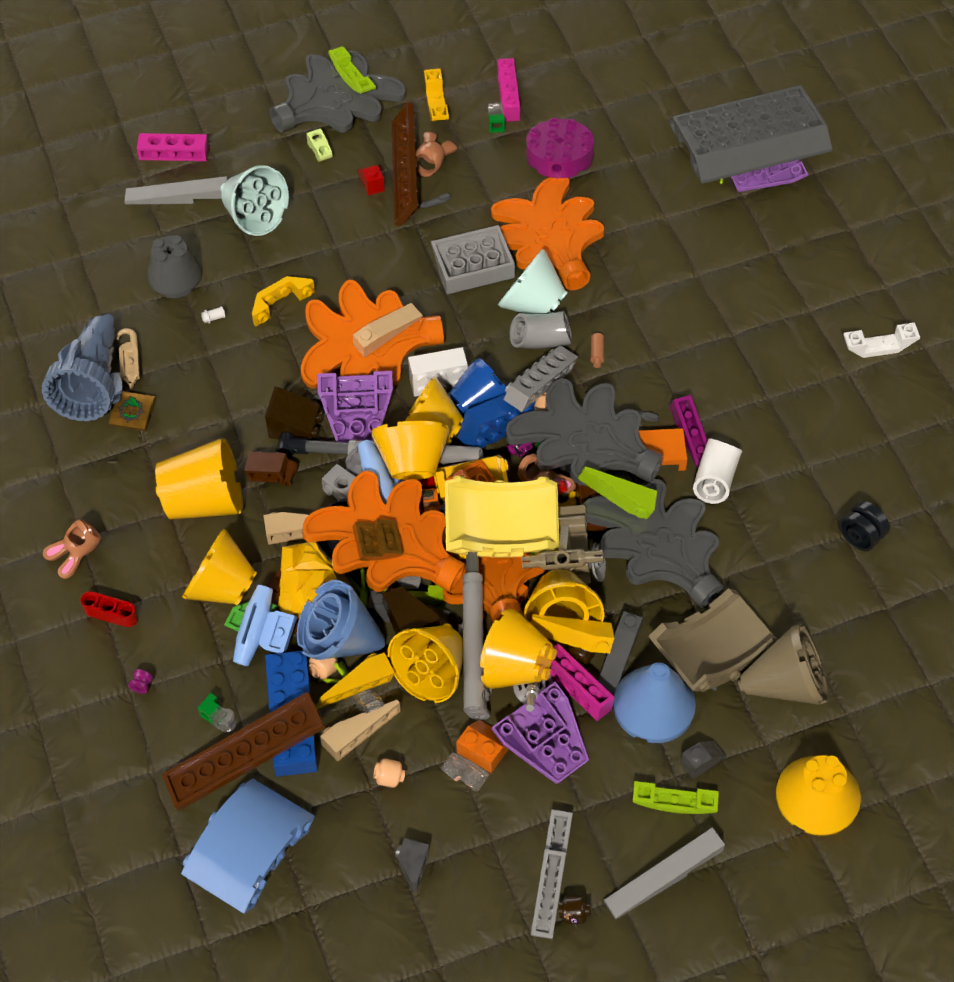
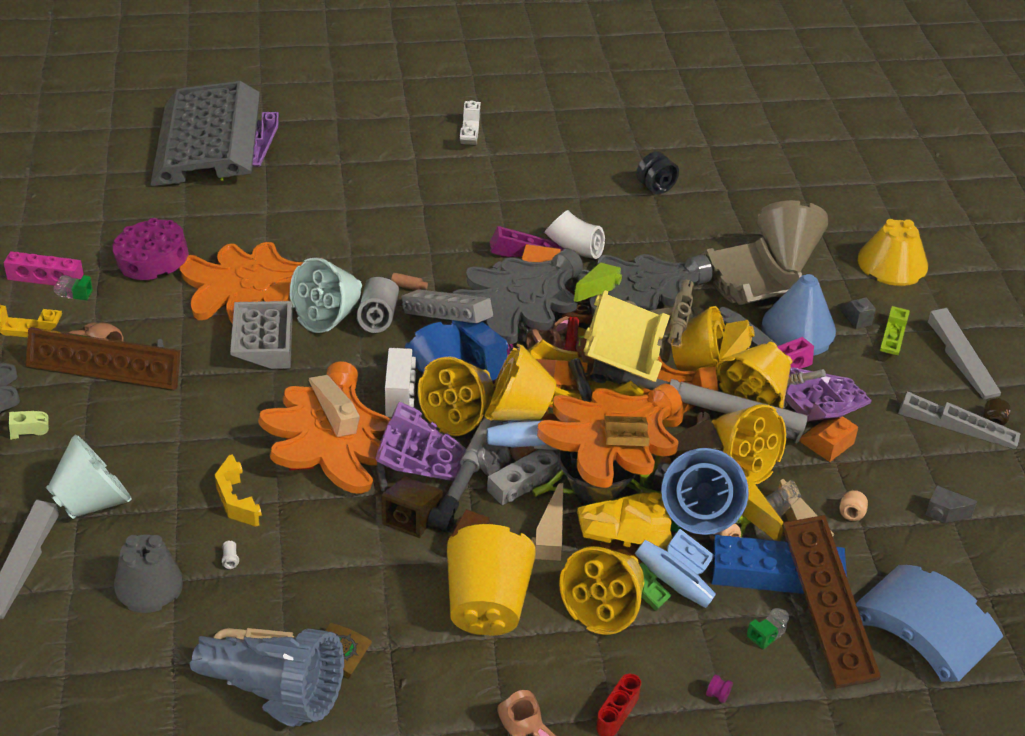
camera: 80 degrees left, 15 degrees down
(371, 179) = (100, 390): red slope -> none
(465, 770) = (855, 455): clear slope -> none

